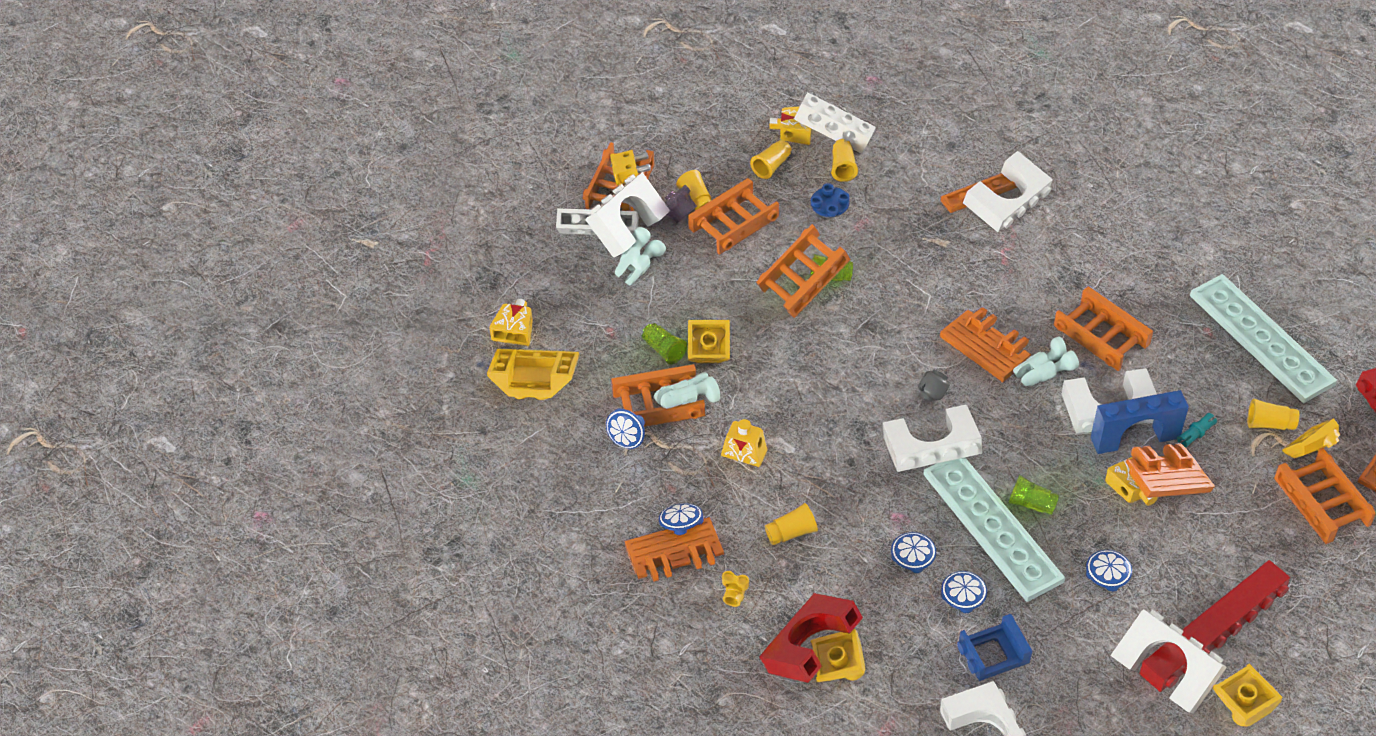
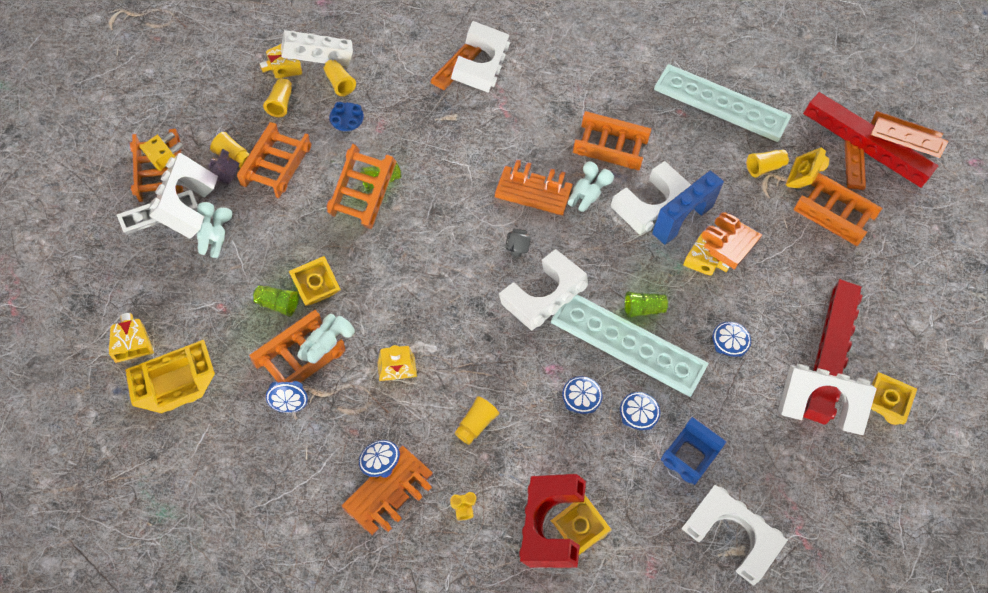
camera: 35 degrees left, 10 degrees up
(1197, 430) = (724, 195): teal pin -> none

